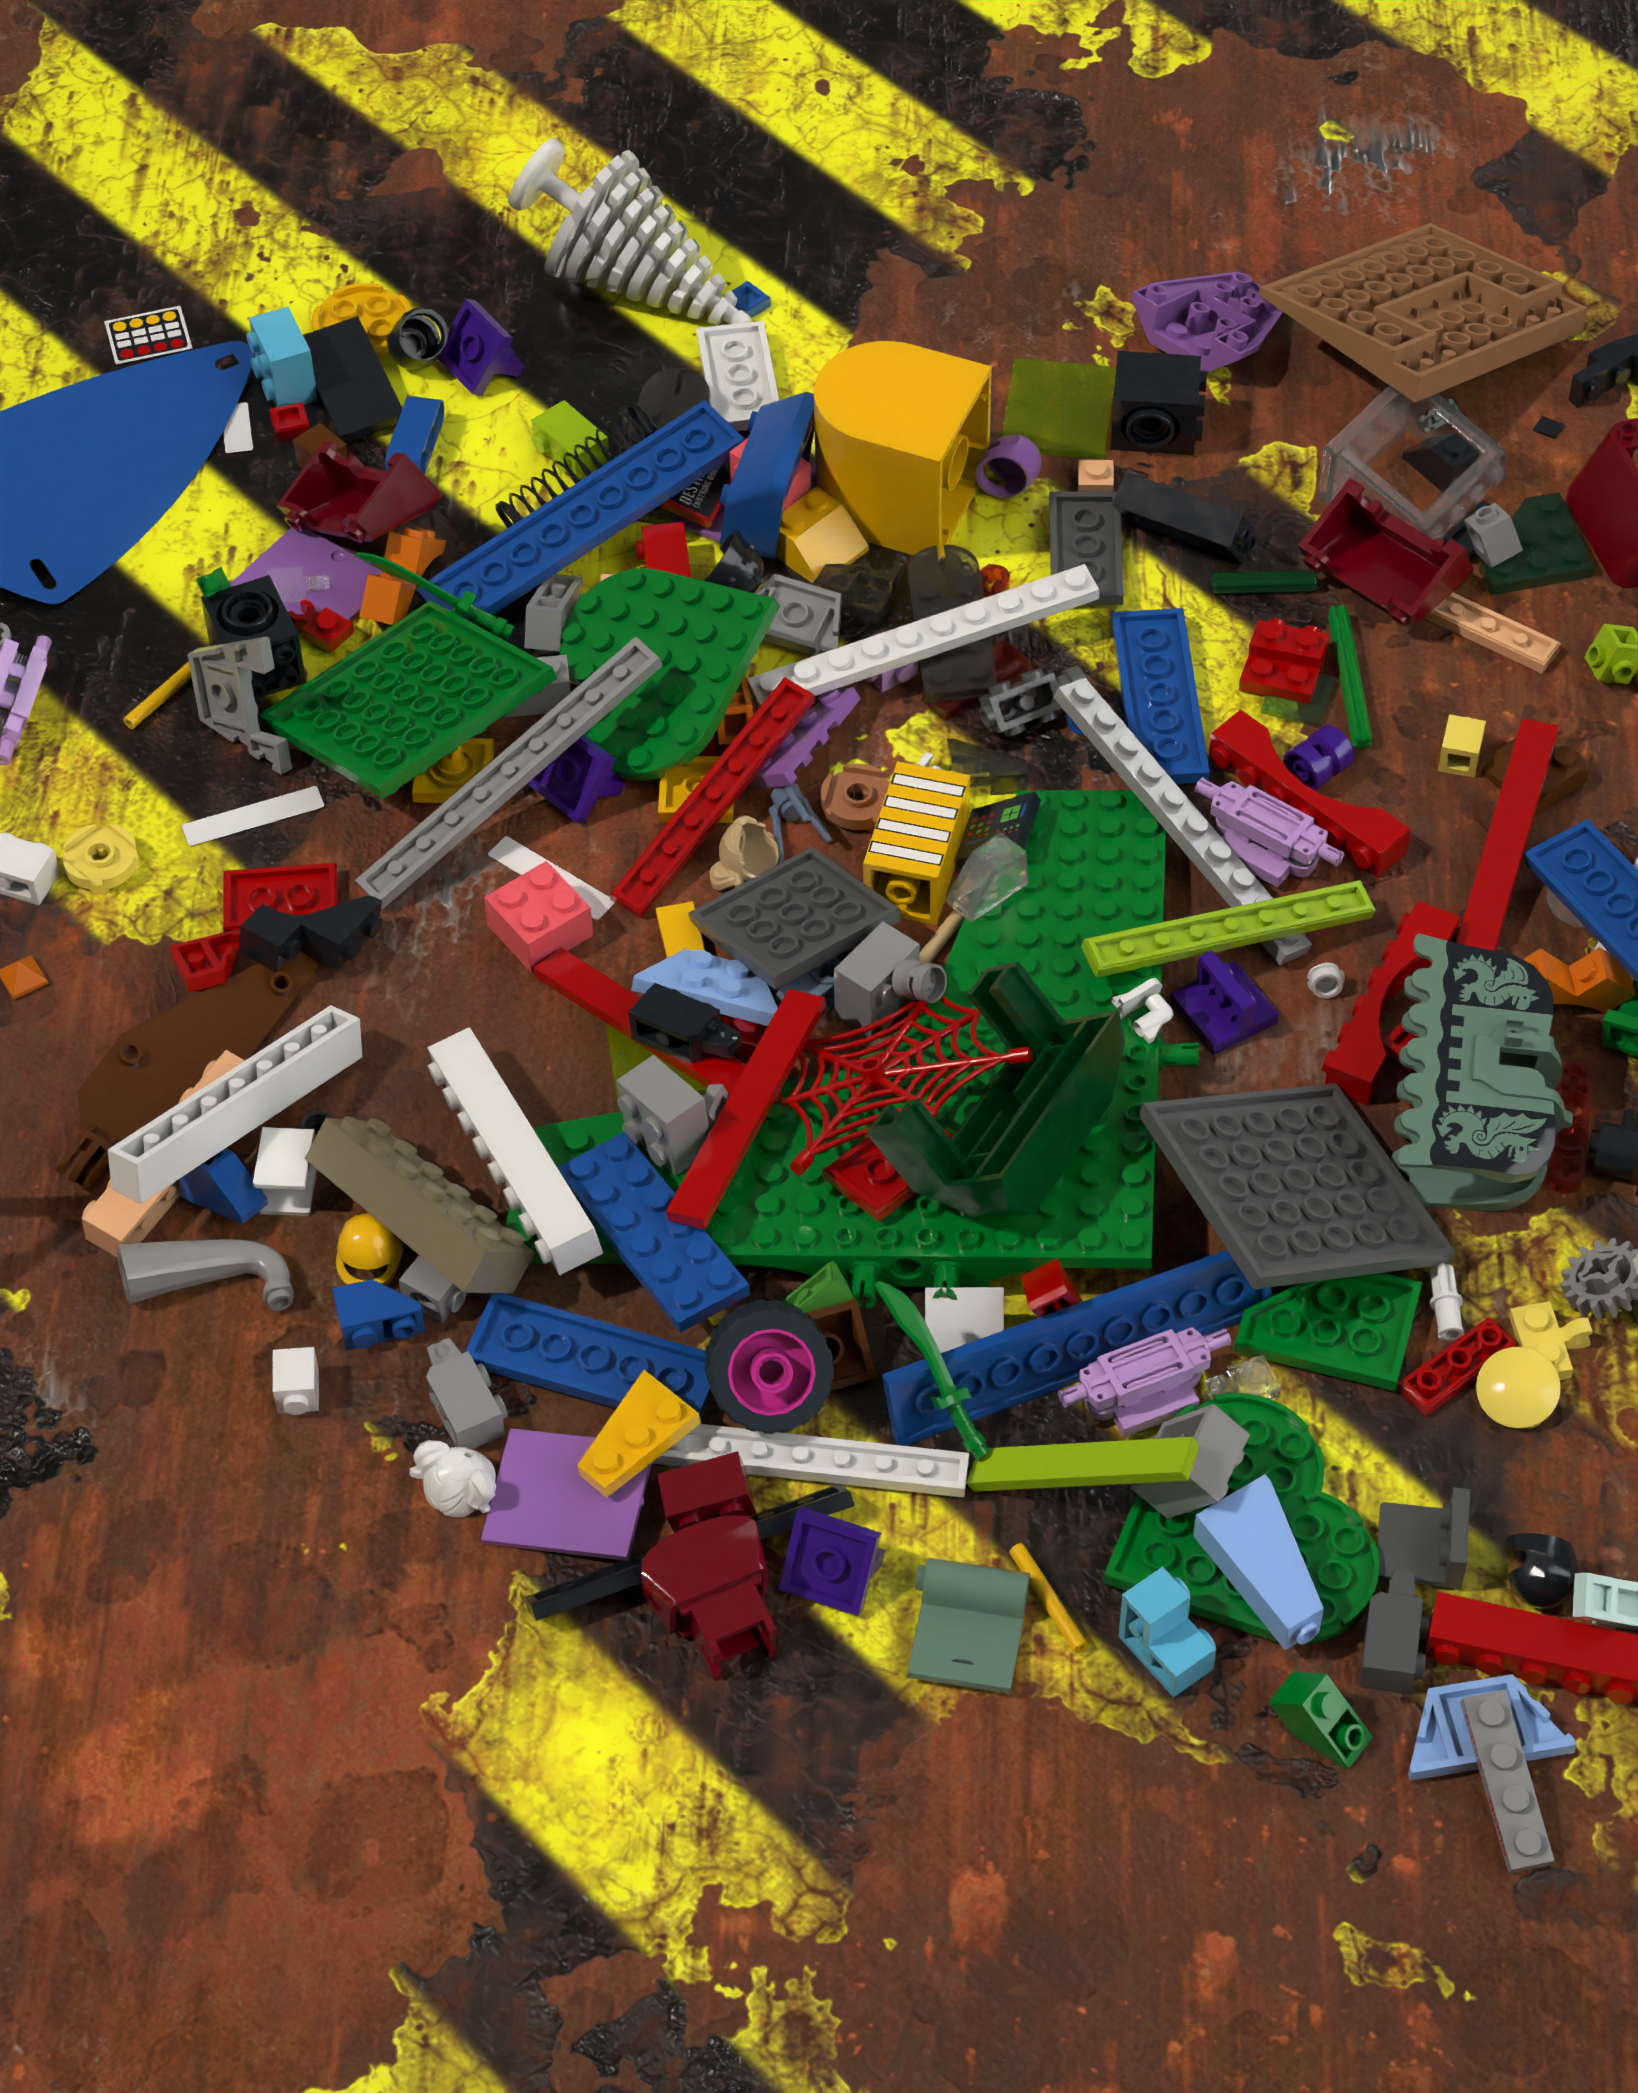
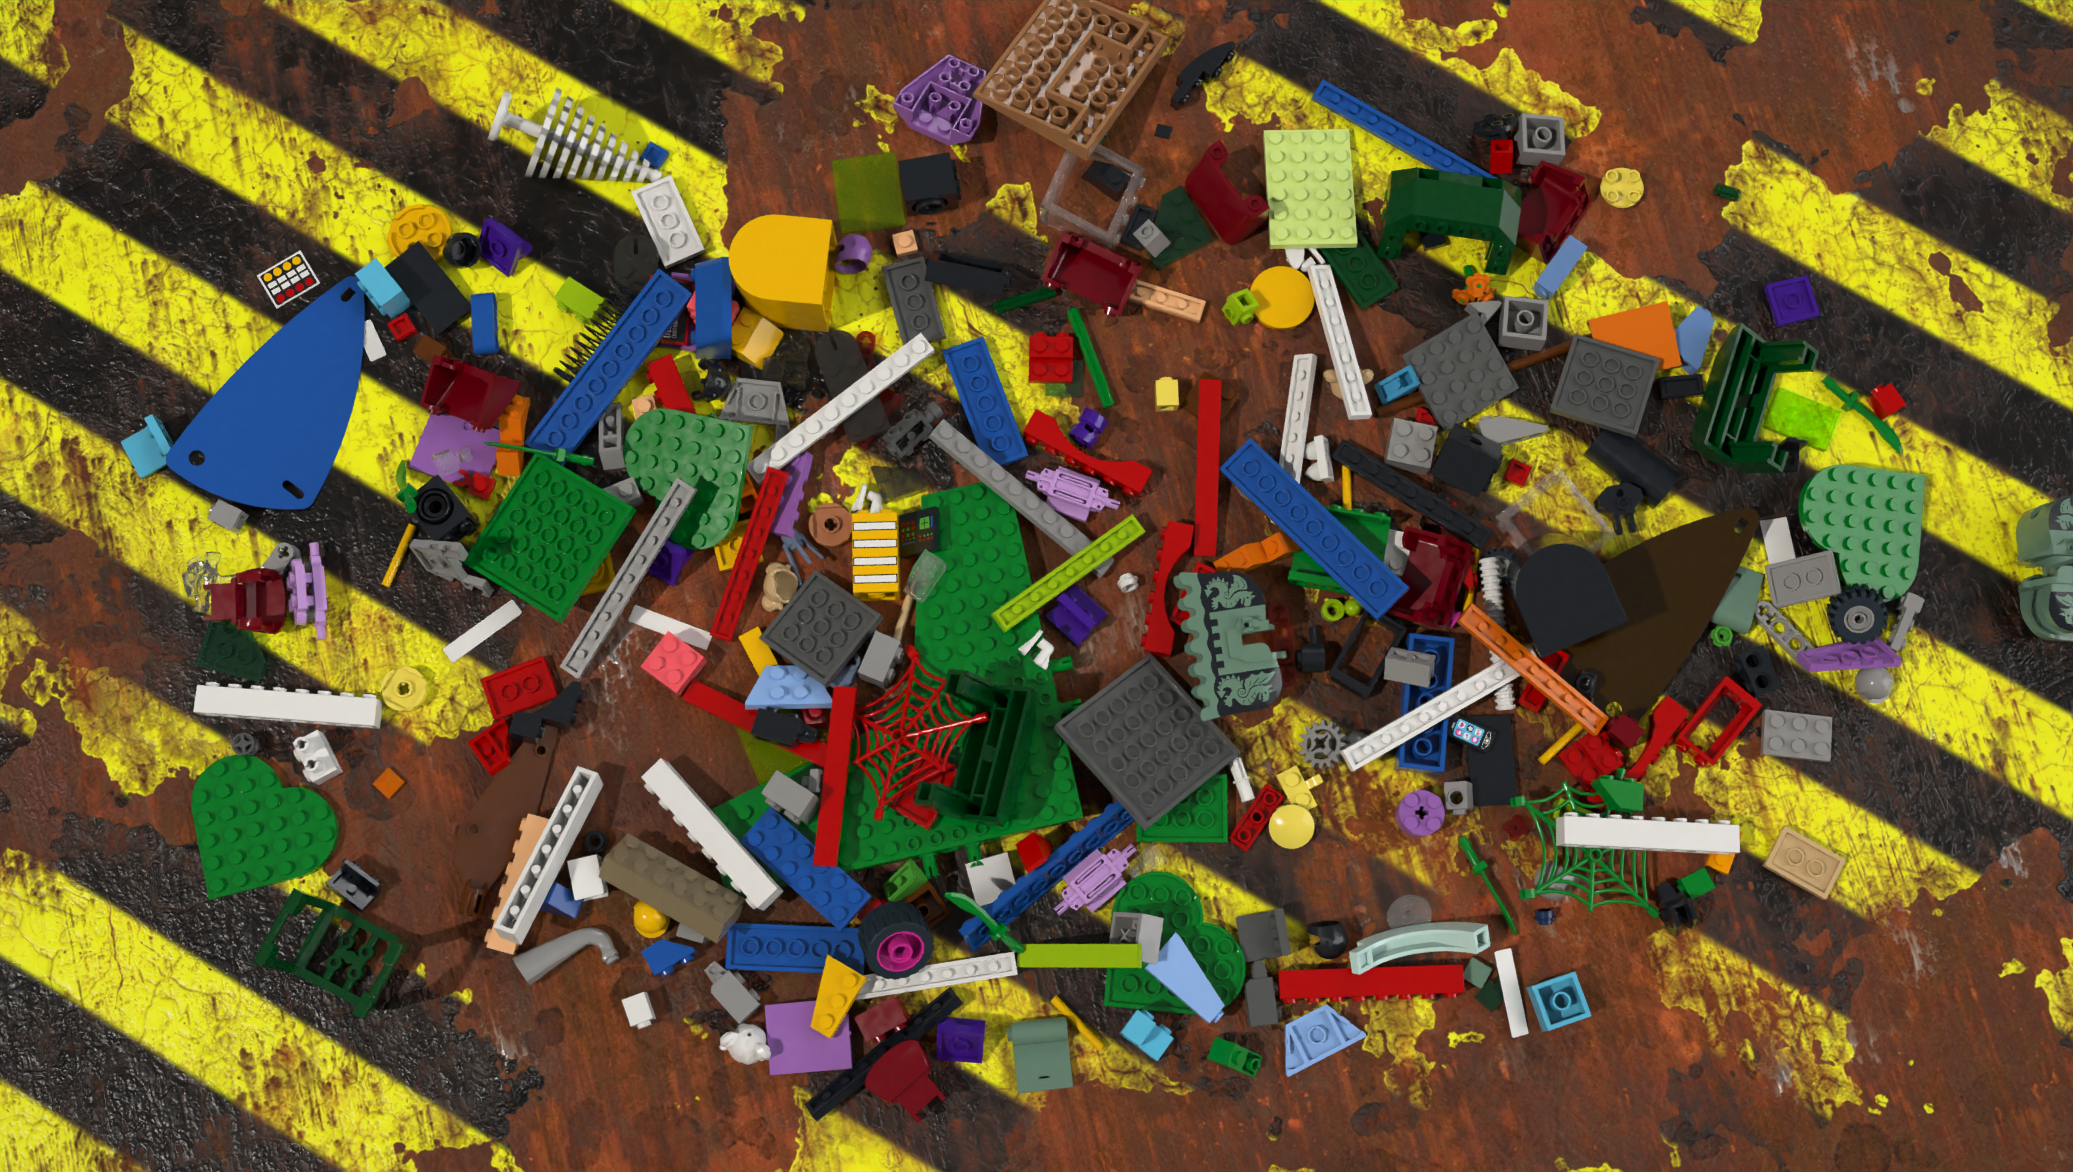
camera: 20 degrees left, 25 degrees up
(913, 981) = (906, 664): light grey wheel -> none
(1507, 1781) = (1336, 1068): light grey plate -> none

